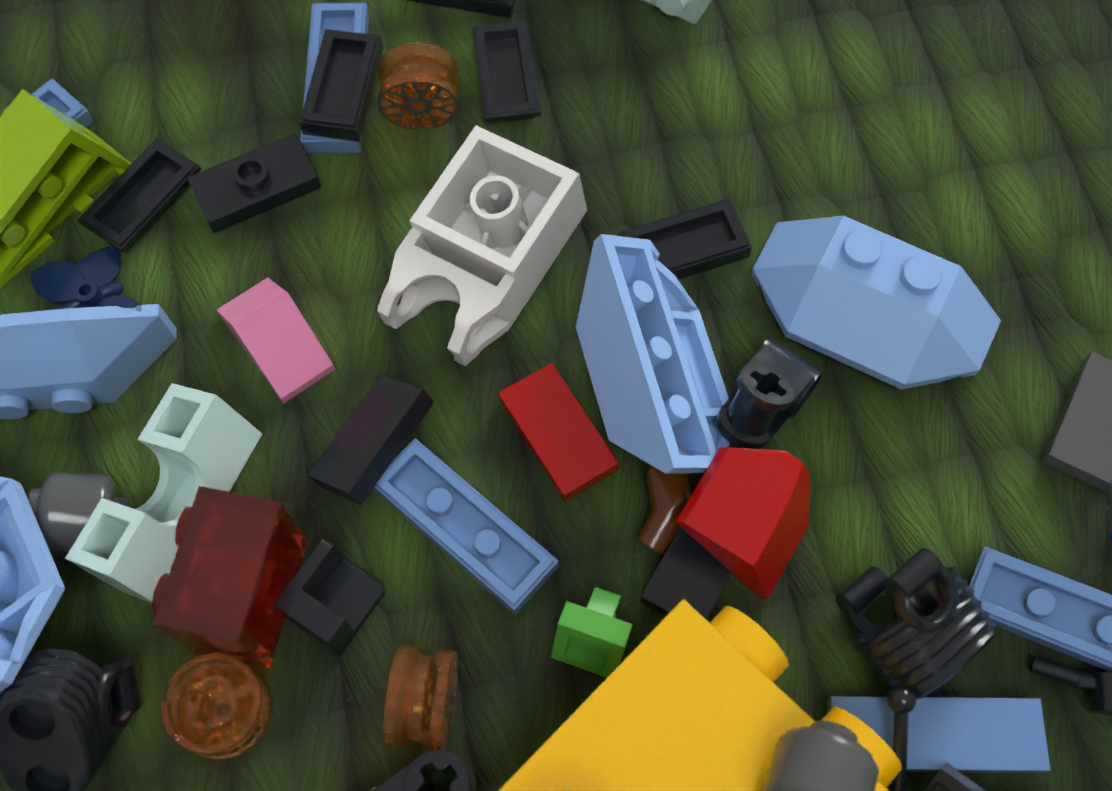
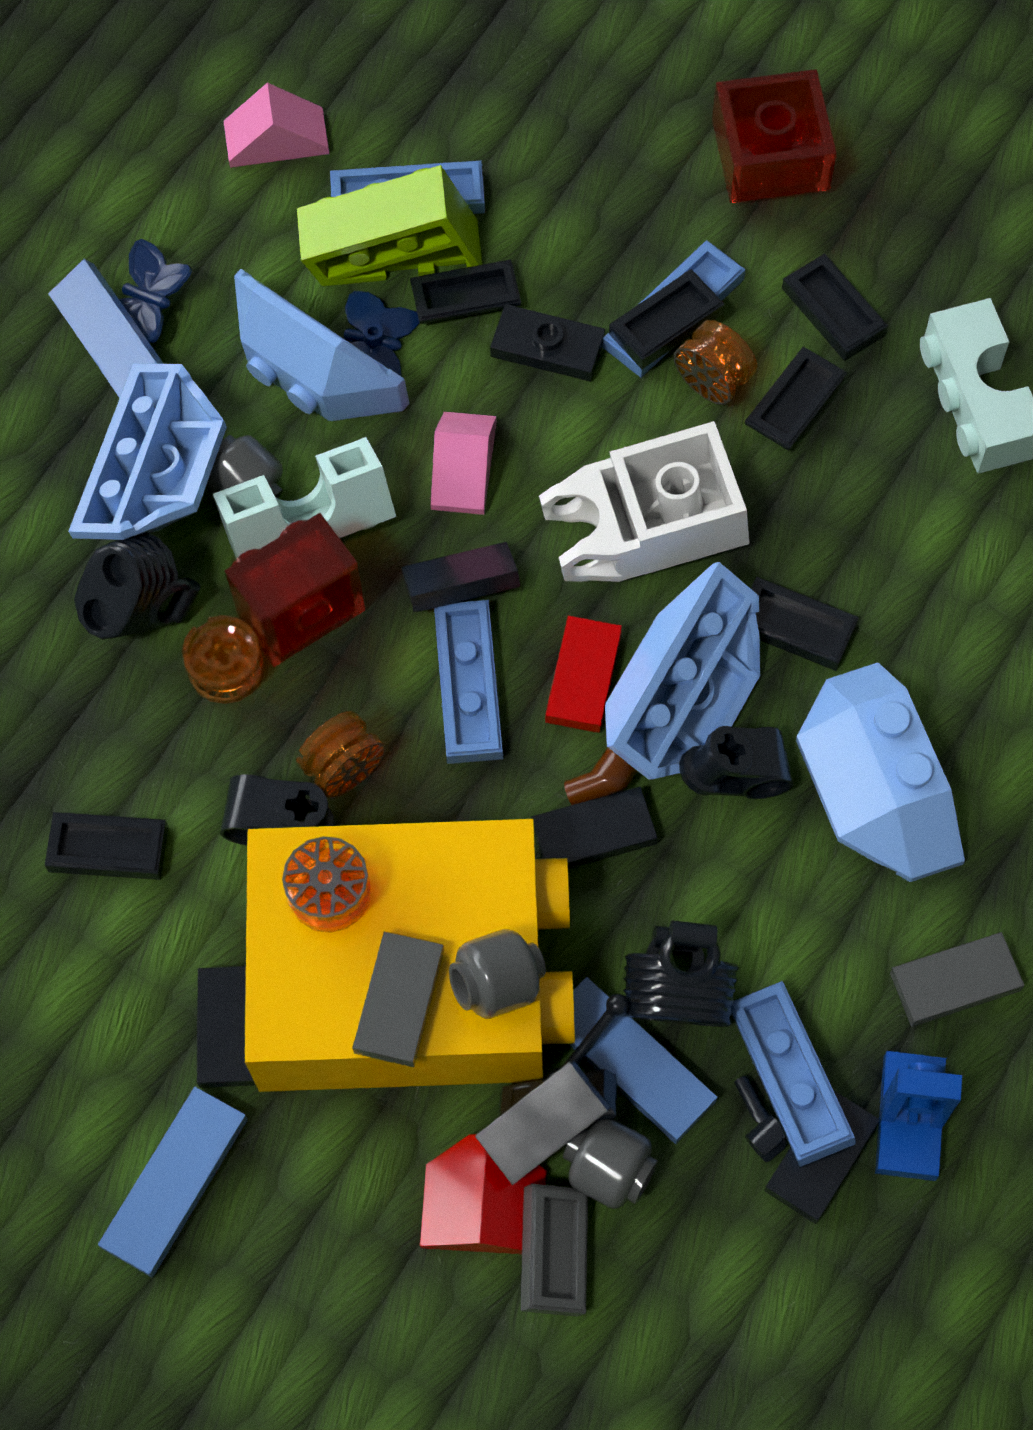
camera: 45 degrees right, 0 degrees up
(329, 598) = (345, 652): black panel -> none
(592, 635) = (474, 802): bright green tile -> none
(750, 513) = (646, 825): red slope -> none

